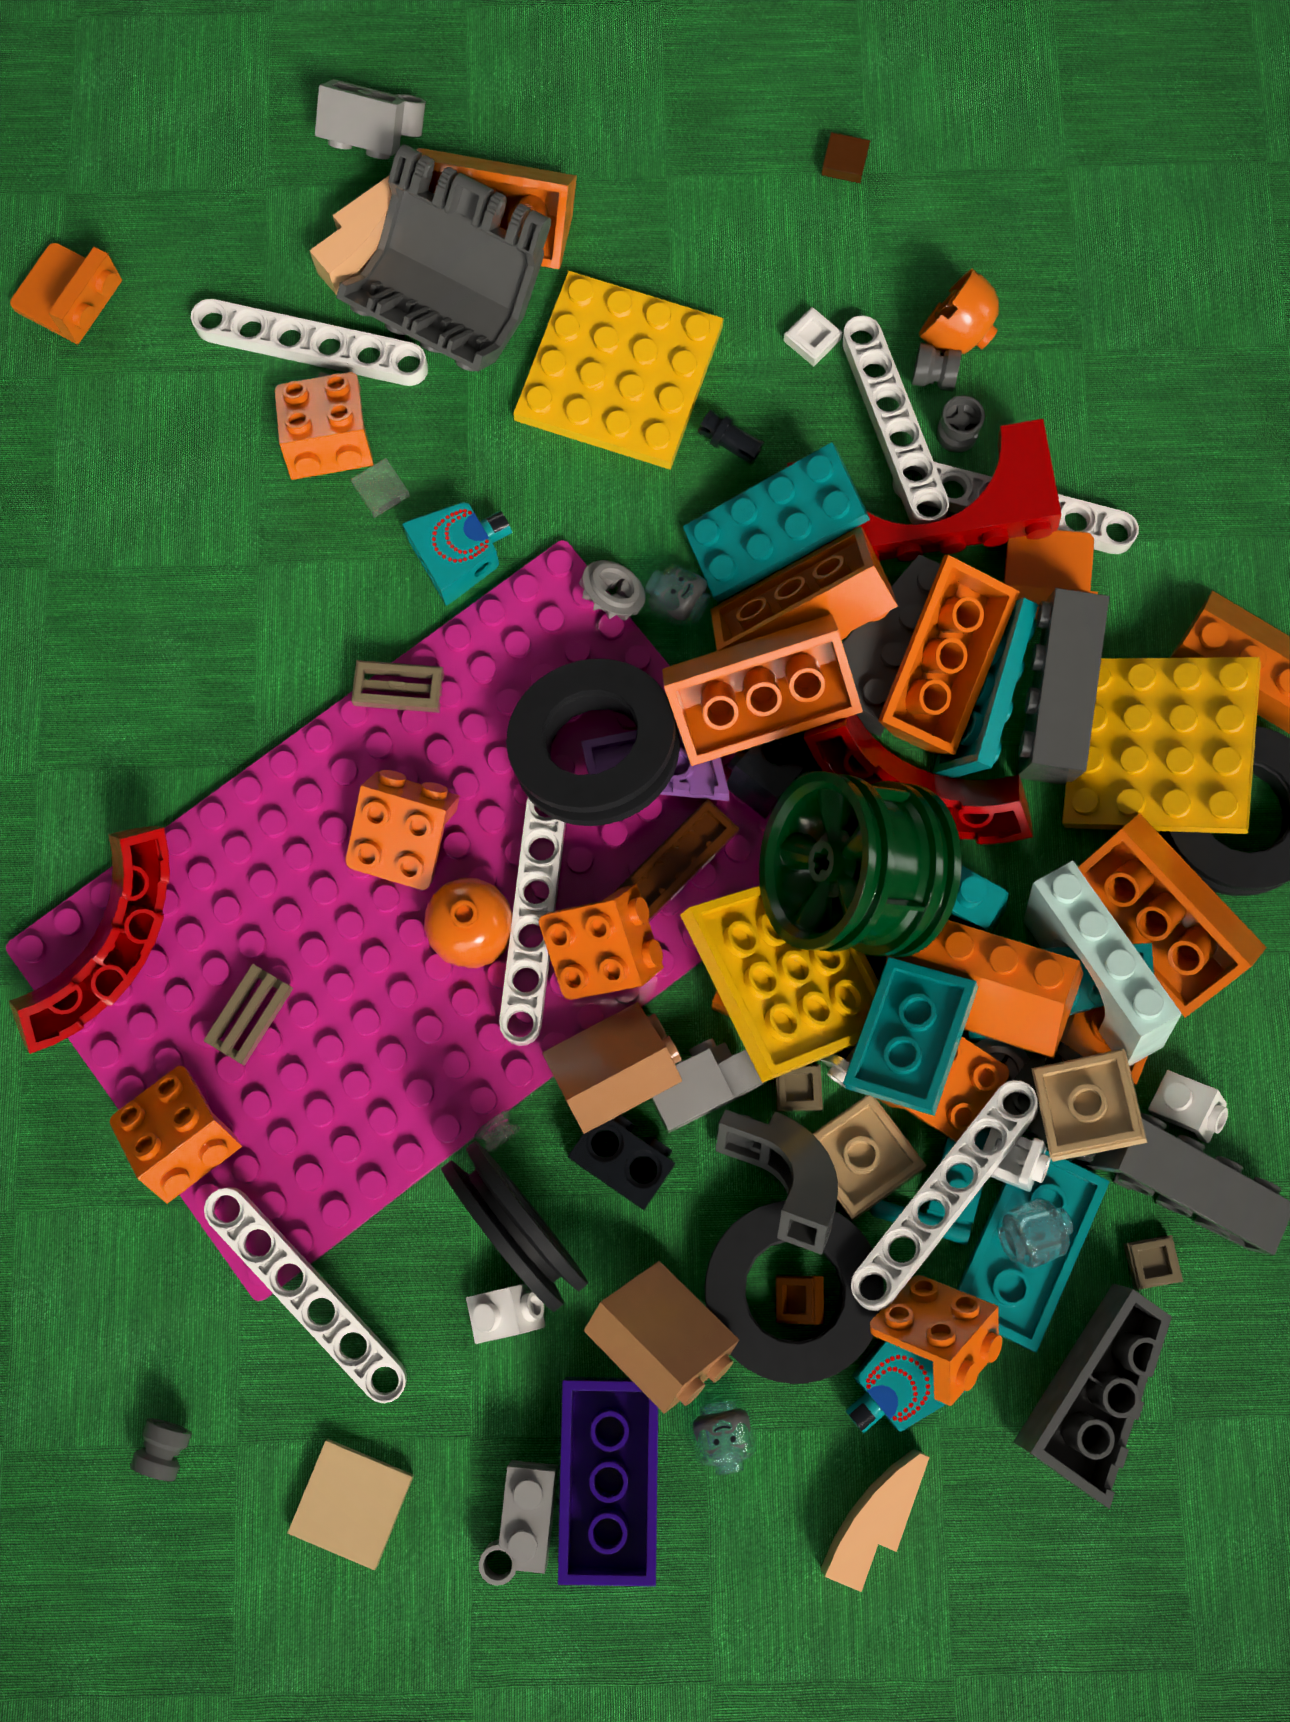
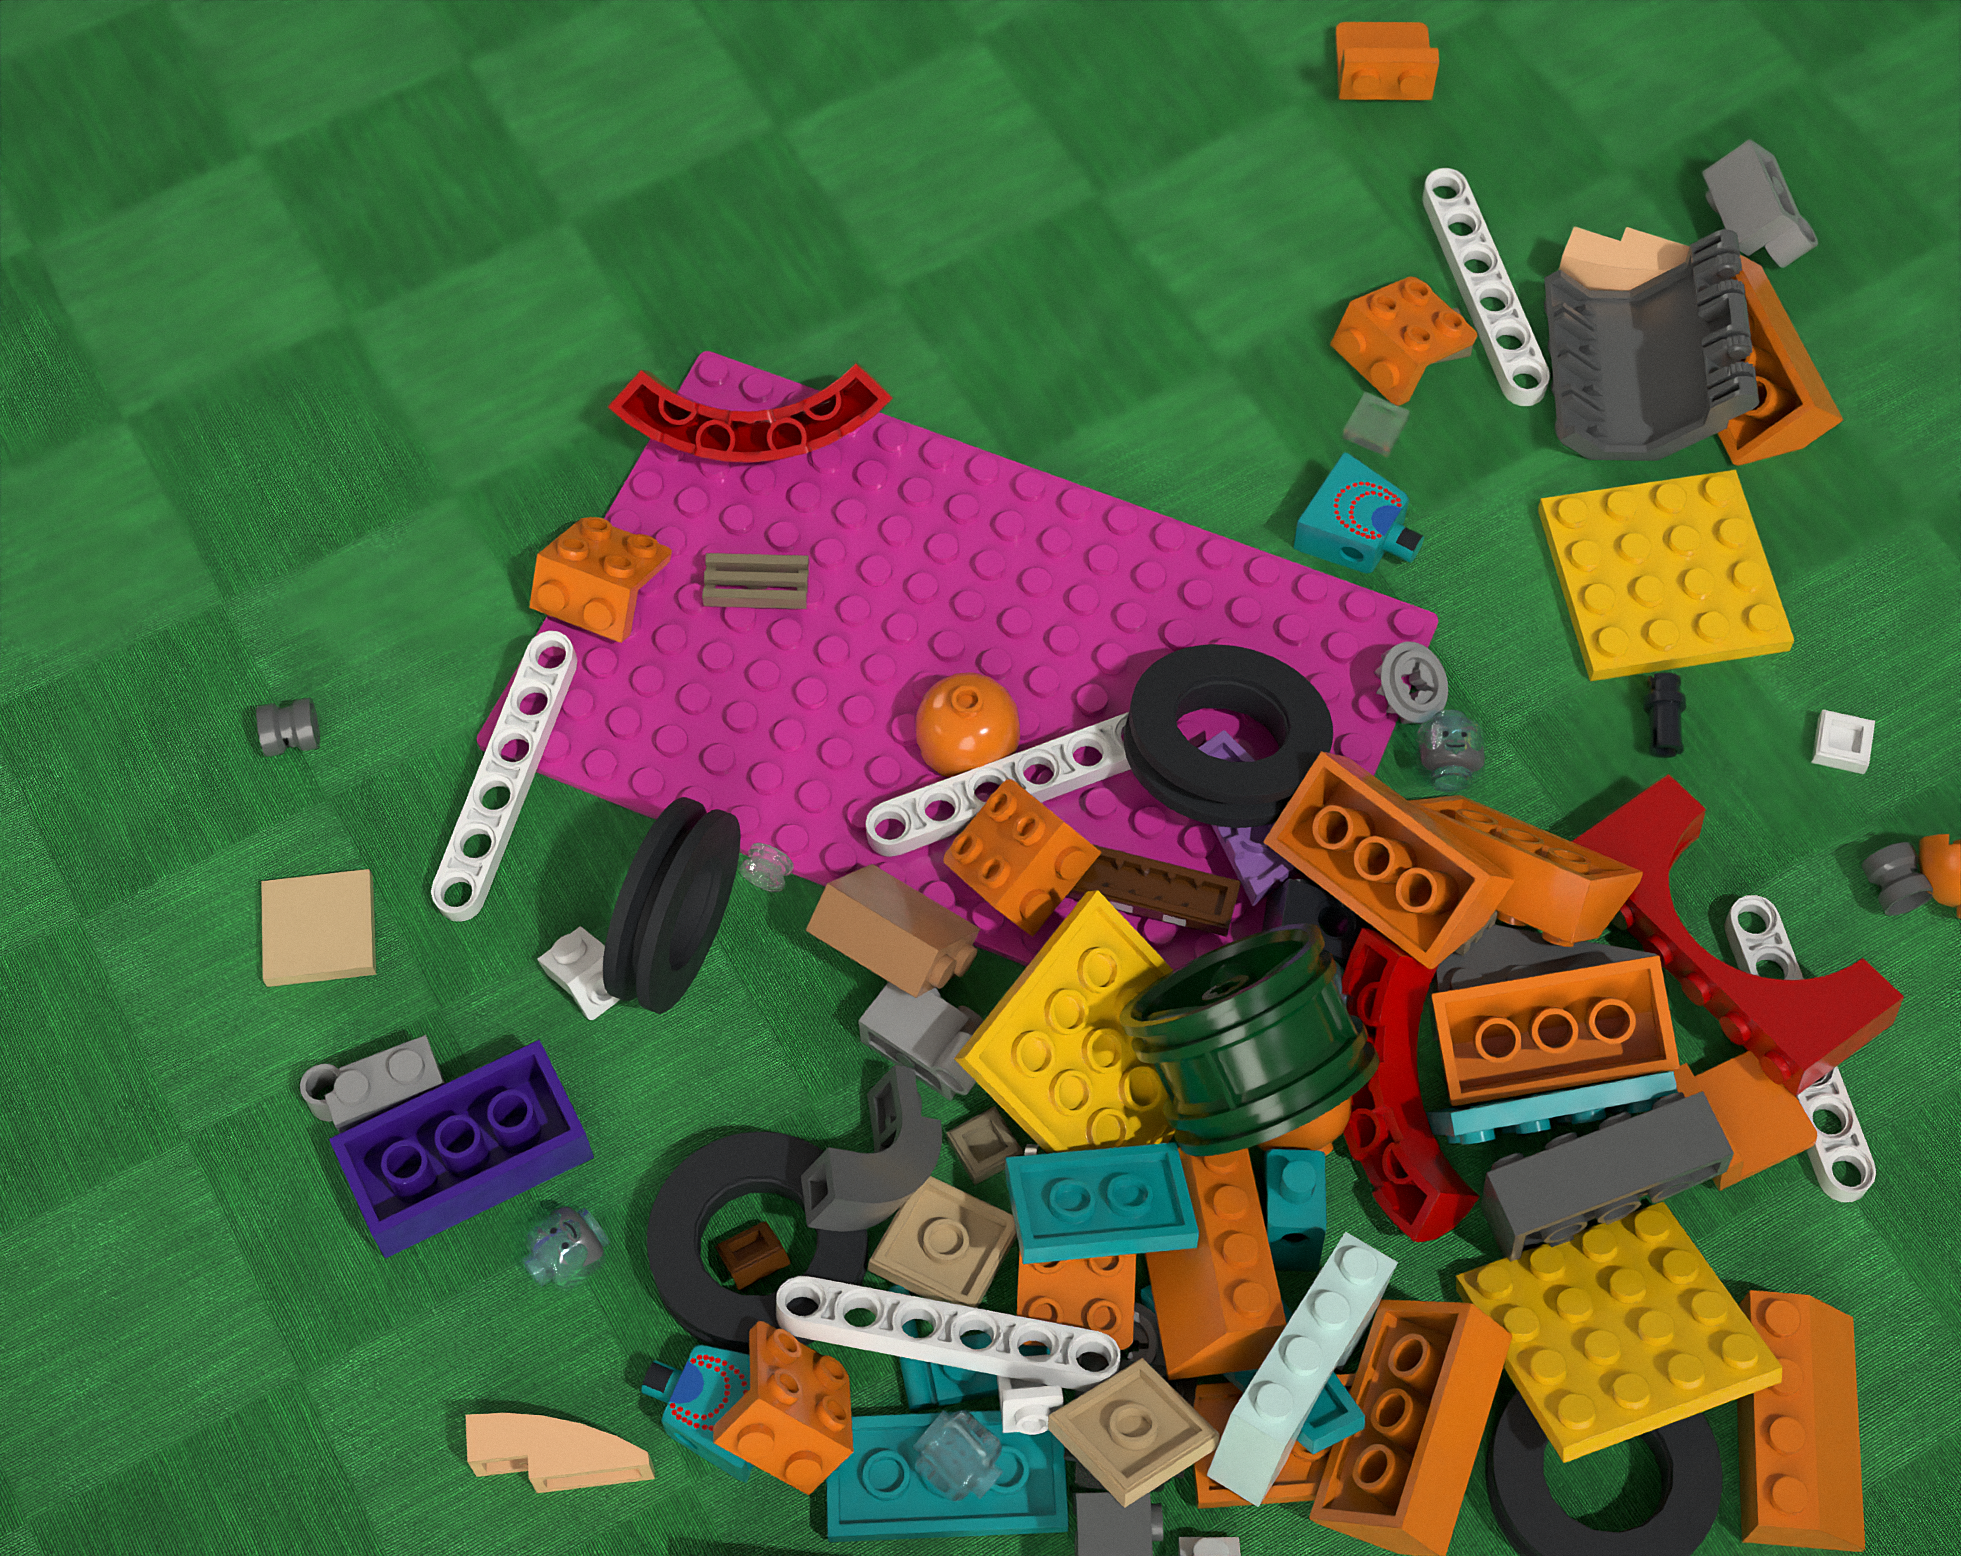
camera: 60 degrees right, 15 degrees down
(397, 702) = (1190, 572): dark tan tile -> none
(399, 828) = (1025, 610): orange bracket -> none
(615, 1169) = (794, 1000): black brick -> none
(662, 1337) = (635, 1116): medium nougat brick -> none
(776, 522) = (1594, 796): teal plate -> none
(894, 421) = (1804, 867): white beam -> none
(967, 417) = (1846, 925): dark grey wheel -> none

